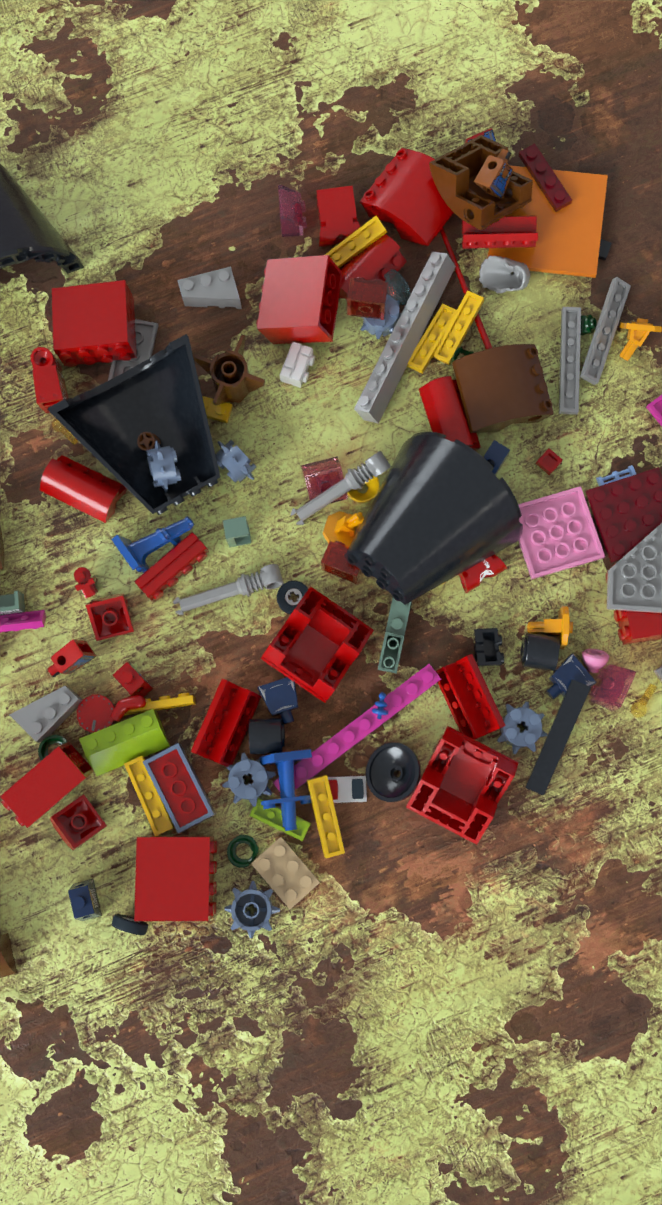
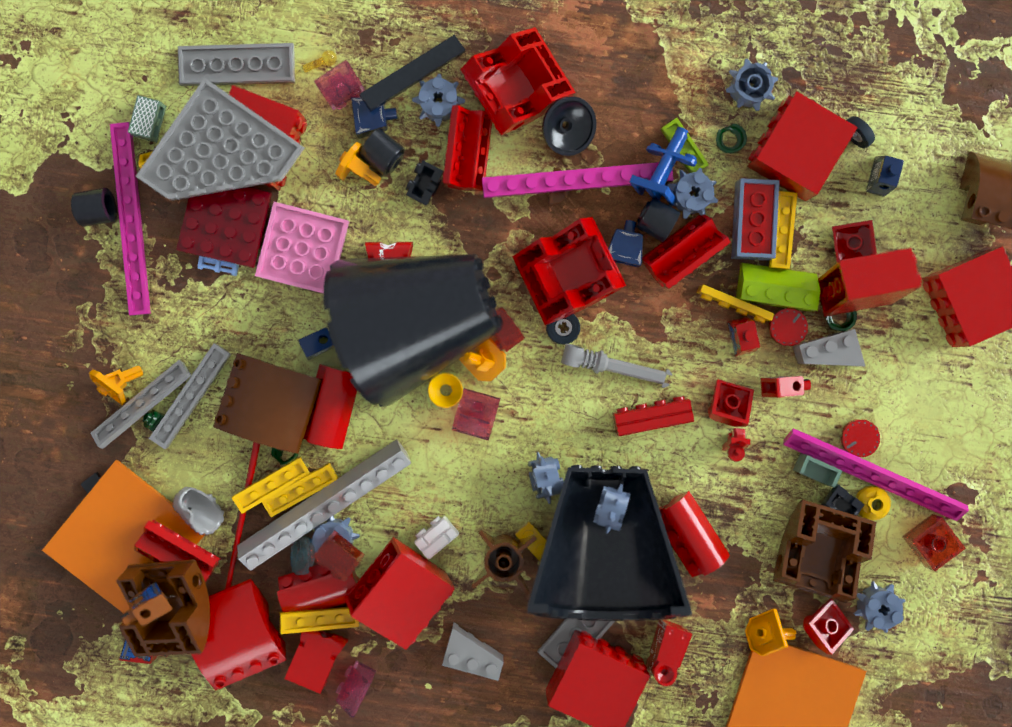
camera: 155 degrees left, 10 degrees up
(127, 704) = (761, 315): red arm -> none
(136, 552) = (679, 445): blue piece -> none
(144, 440) = (614, 543): reddish brown wheel -> none
(237, 531) = (580, 412): sand green panel -> none
(285, 873) = (705, 100): tan plate -> none
(325, 816) = (646, 124): yellow plate -> none
(348, 789) = (616, 140): piece -> none
(353, 480) = (426, 397): light grey piece -> none
(381, 704) = (547, 185): blue hair -> none
(394, 636) = (501, 237): sand green slope -> none
(545, 177) = (100, 582): dark red plate -> none
(549, 461) = (267, 315): red plate -> none
(594, 659) = (339, 120): bright pink brick -> none

